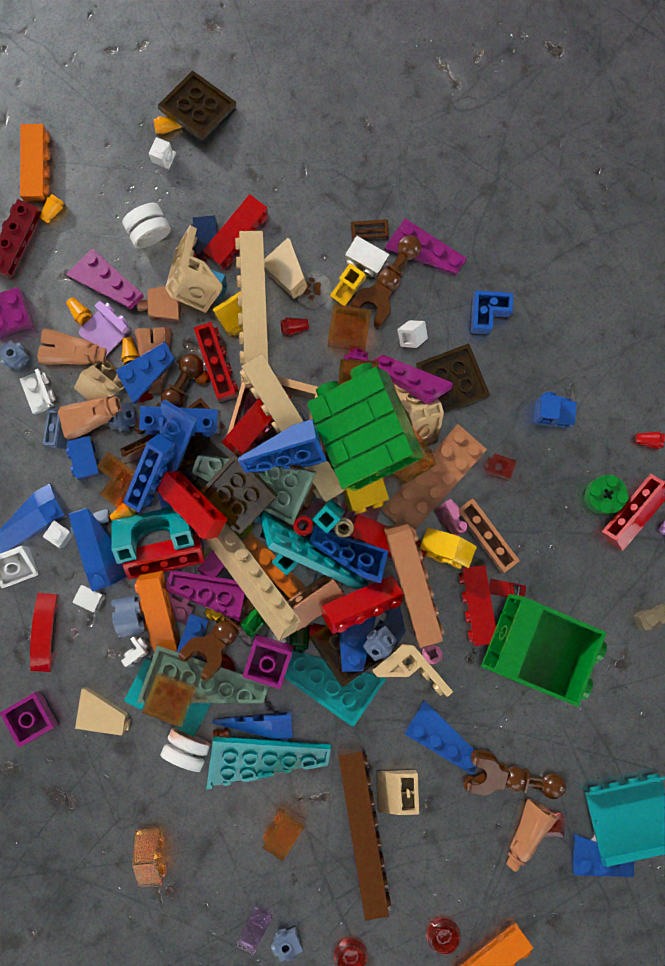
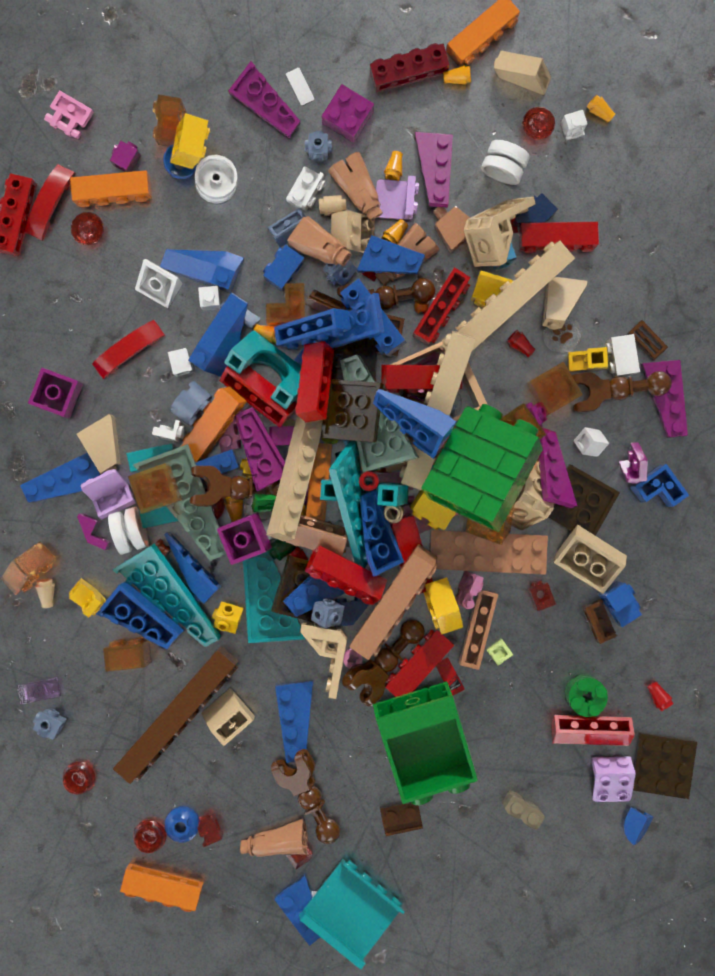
camera: 55 degrees right, 5 degrees up
(67, 381) = (332, 204): none -> tan brick
(89, 157) = (523, 71): none -> tan slope
(105, 764) = (61, 480): none -> blue wing
(138, 178) = (538, 123): none -> clear red hat
(143, 741) = (109, 493): none -> lavender bracket
(157, 779) = (89, 527): none -> magenta slope
(177, 857) = (45, 591): none -> tan cone
(197, 105) = (636, 119): dark brown plate -> none
(211, 828) = (87, 597): none -> yellow brick
(238, 650) = (234, 508): none -> light orange cone
(260, 797) = (140, 616): none -> blue wedge
(319, 727) = (227, 617): none -> yellow brick
(455, 891) = (188, 817): none -> blue piece
(457, 645) = (374, 672): none -> reddish brown piece
(459, 314) = (636, 466): none -> magenta bracket
(476, 881) = (209, 829): none -> clear red brick
(502, 406) = (590, 559): none -> tan brick
(519, 534) = (499, 652): none -> yellowish green tile
(556, 439) = (599, 621): none -> reddish brown hinge
(588, 719) = (400, 818): none -> reddish brown plate

